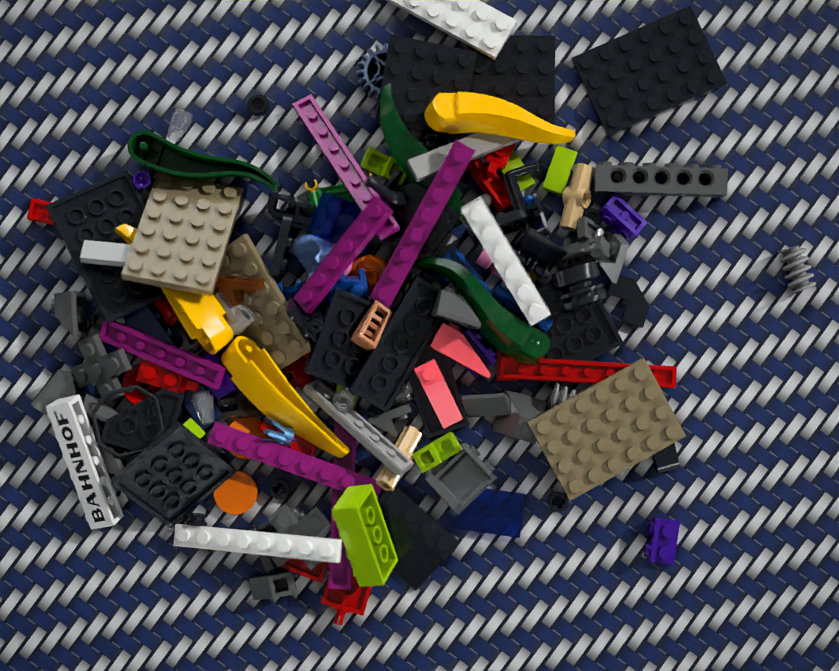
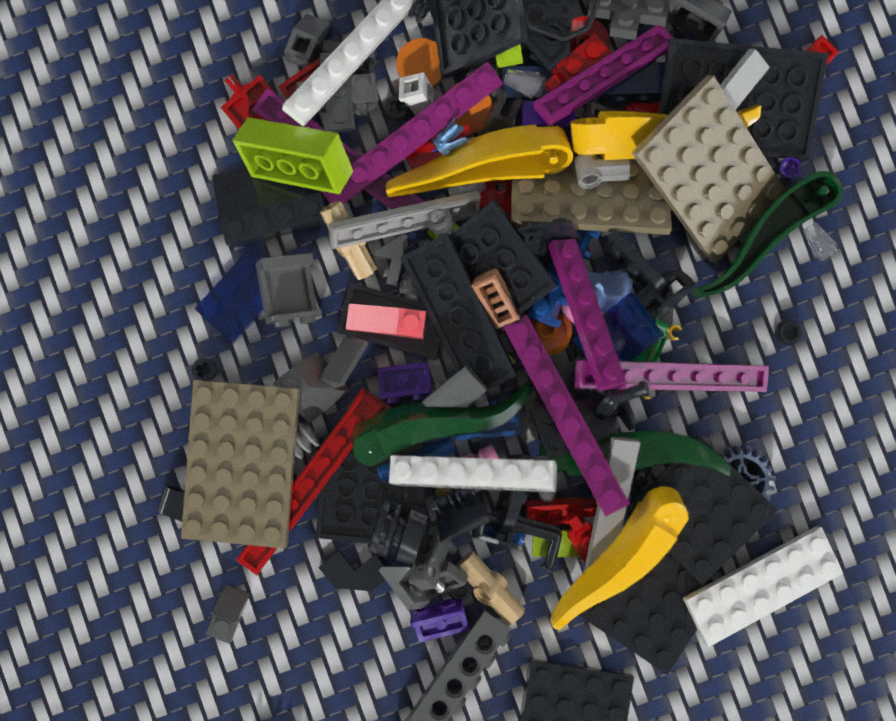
camera: 125 degrees right, 0 degrees up
(236, 286) = (623, 187): reddish brown slope -> none
(260, 480) = (416, 92): none -> white brick
(381, 164) = (651, 414): lime slope -> none
(437, 451) = (331, 283): lime slope -> none
(455, 346) = (420, 368): coral slope -> none
(559, 170) = (528, 588): lime slope -> none
(662, 540) = (98, 446): dark purple bracket -> none
(717, 369) = (227, 613): none -> dark grey slope

